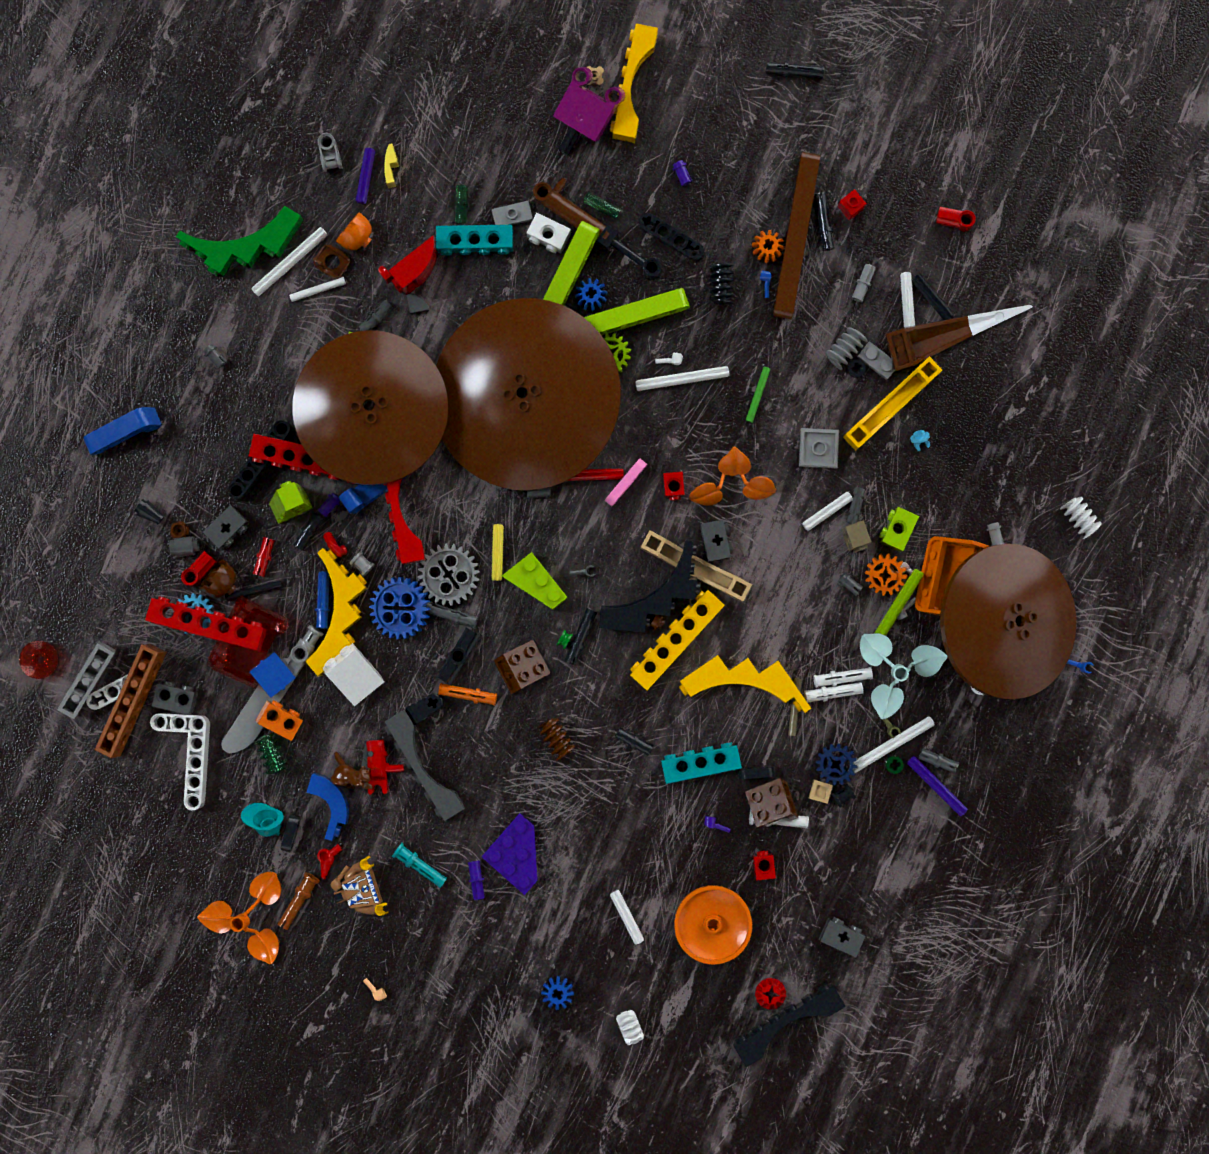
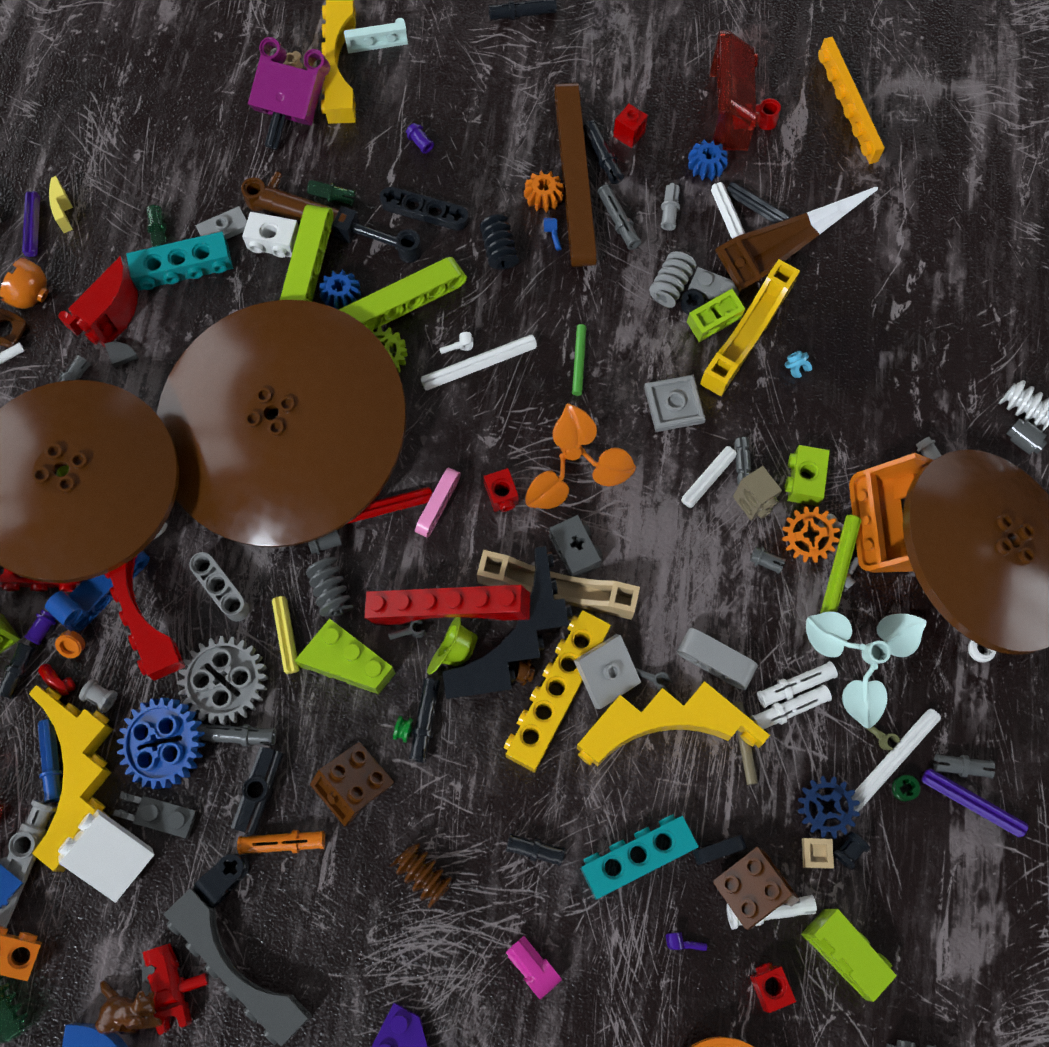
camera: 20 degrees left, 15 degrees down
(348, 522) = (70, 644): none -> orange tile
(389, 655) = (159, 815): none -> dark grey hinge
(456, 497) = (211, 578): none -> light grey beam
(534, 527) = (327, 588): none -> dark grey piece
(612, 592) = (455, 648): none -> lime piece
(615, 564) = (486, 602): none -> red arch
(615, 817) = (537, 972): none -> dark pink piece
(669, 70) = (376, 36): none -> light aqua hinge
(714, 636) = (607, 671): none -> light grey plate
(747, 649) = (657, 679): none -> dark grey hand
(793, 645) = (717, 658): none -> light grey beam
(816, 260) = (623, 224): none -> dark grey pin
(820, 858) = (849, 953): none -> lime wedge
(869, 388) = (715, 315): none -> lime brick
(911, 253) = (707, 160): none -> blue gear
(941, 200) = (735, 72): none -> clear red windscreen
(1035, 232) = (851, 100): none -> light orange plate
(1070, 540) = (1027, 436): none -> dark grey brick

